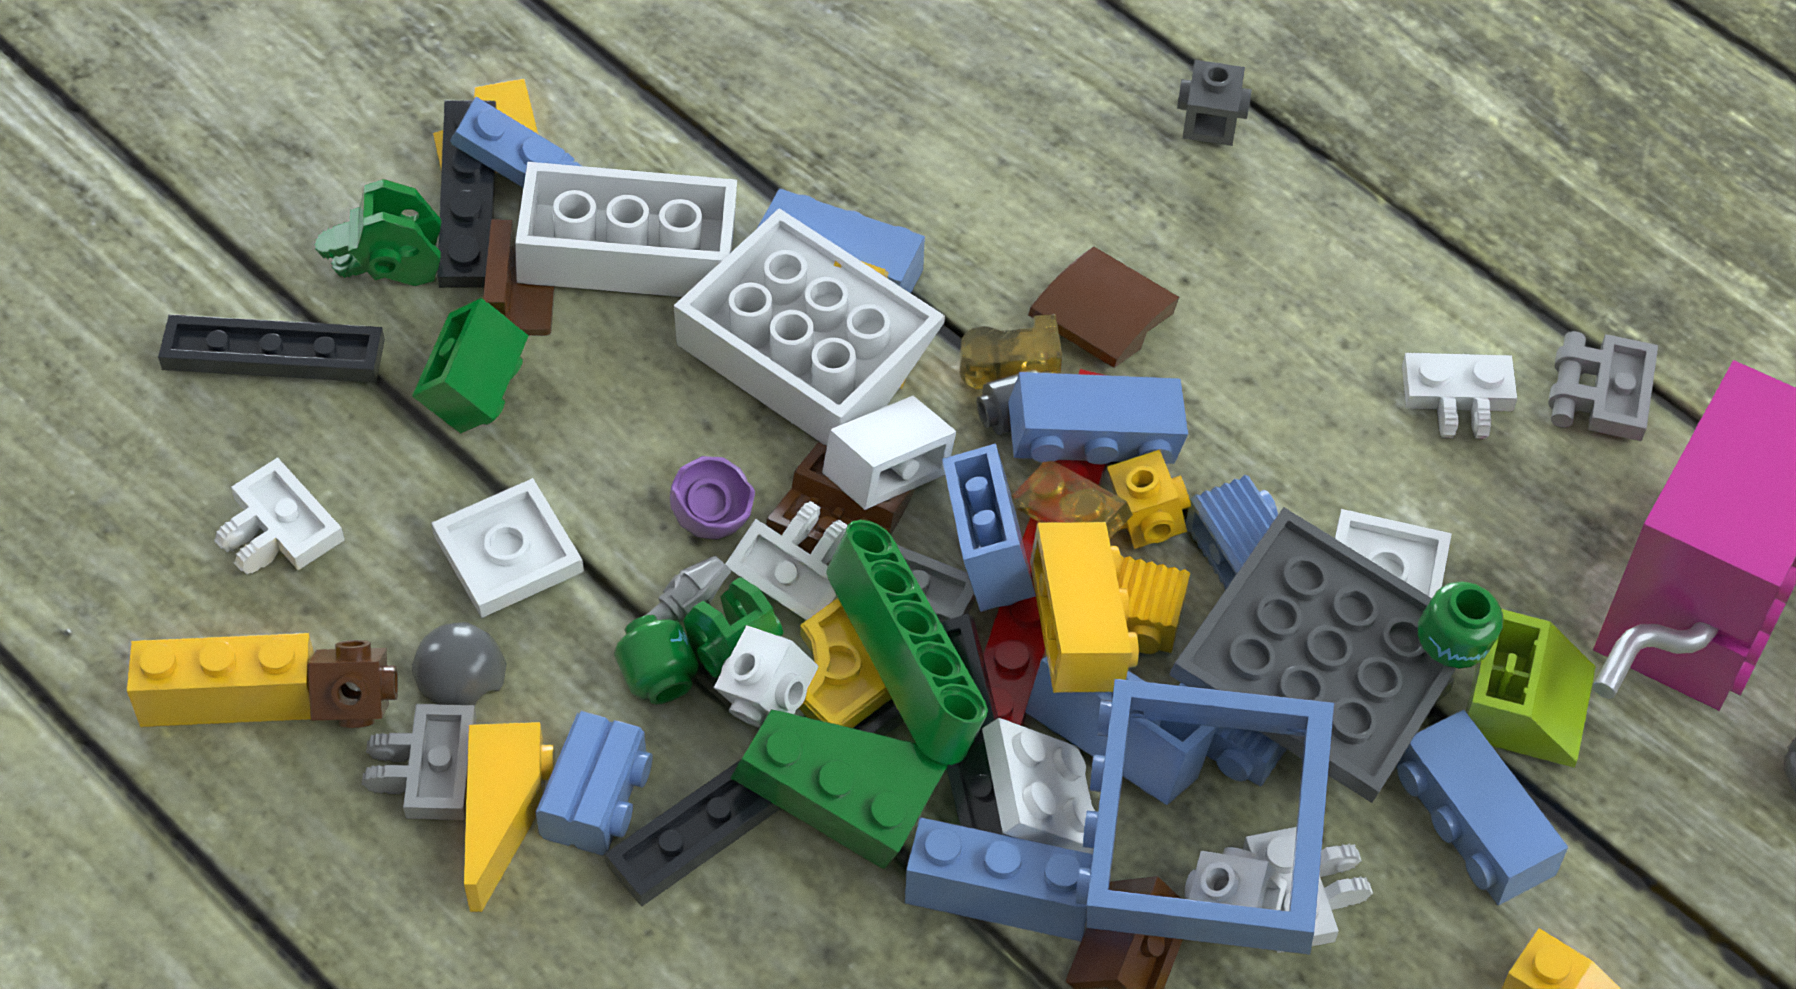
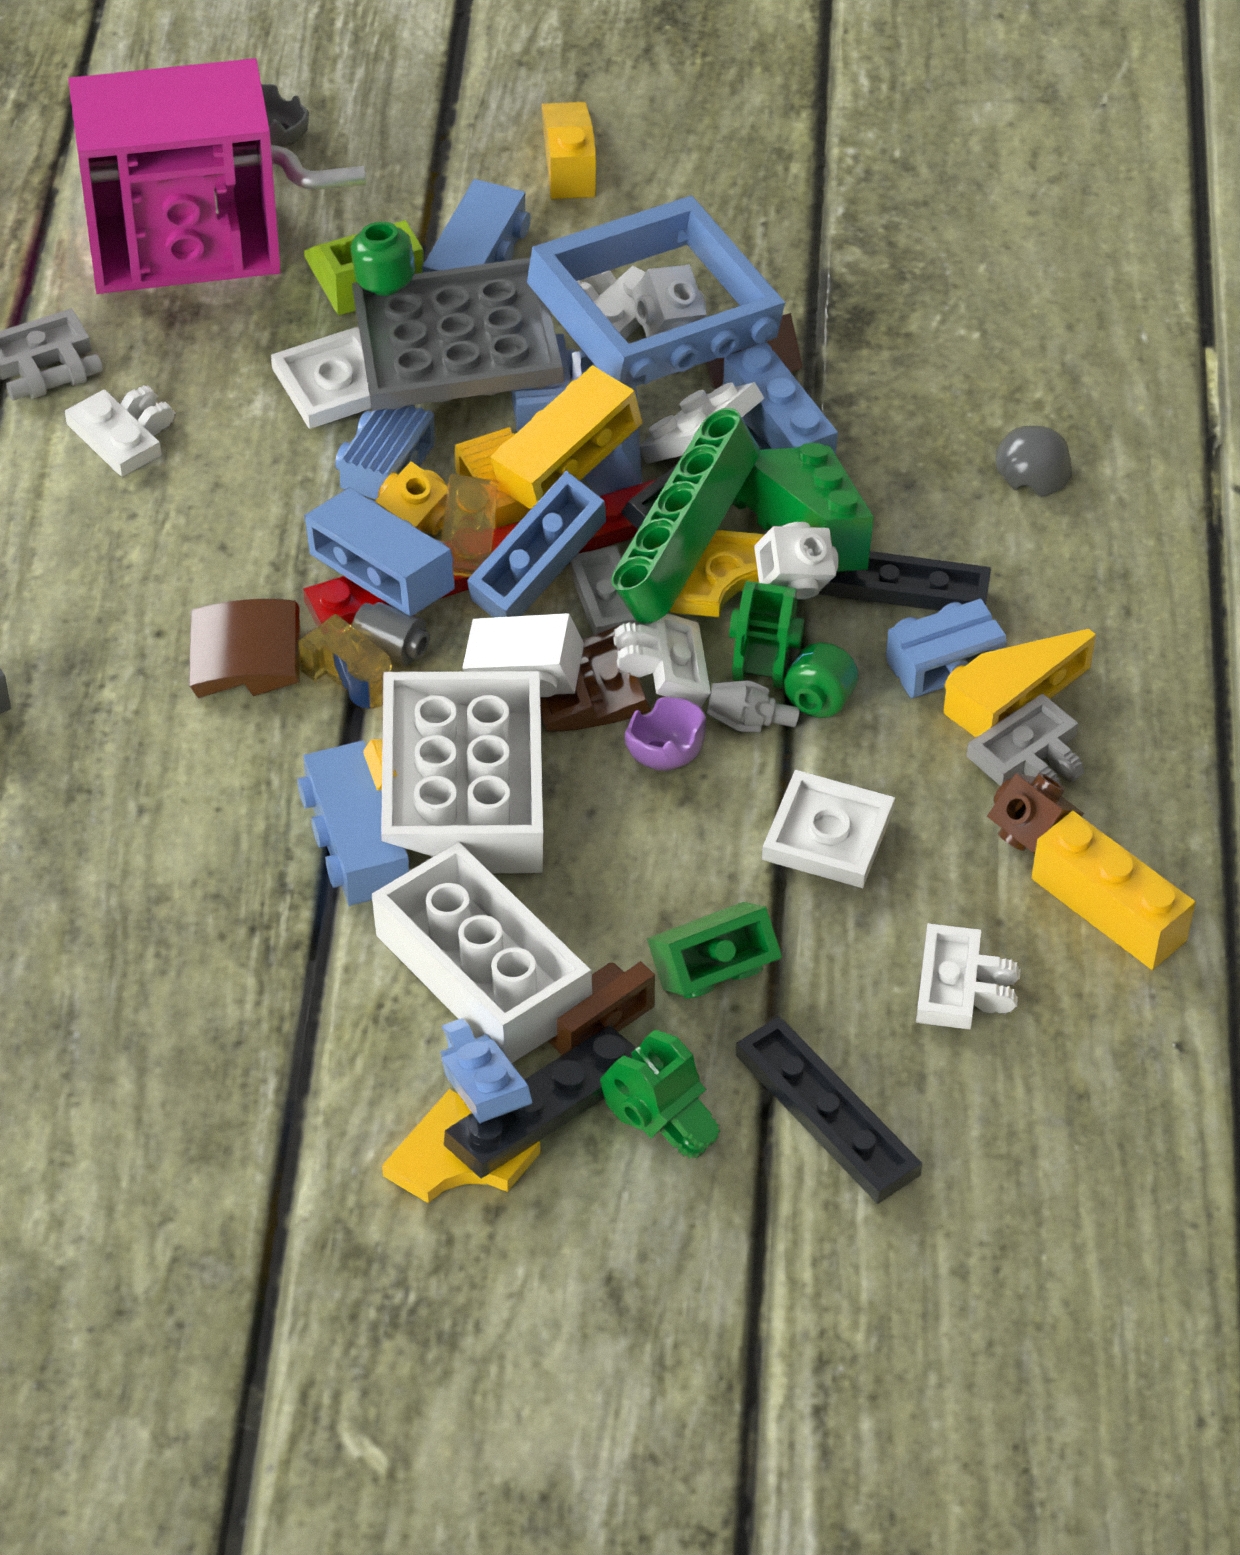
camera: 130 degrees left, 5 degrees down
(458, 664) = (943, 788): dark grey hair -> none

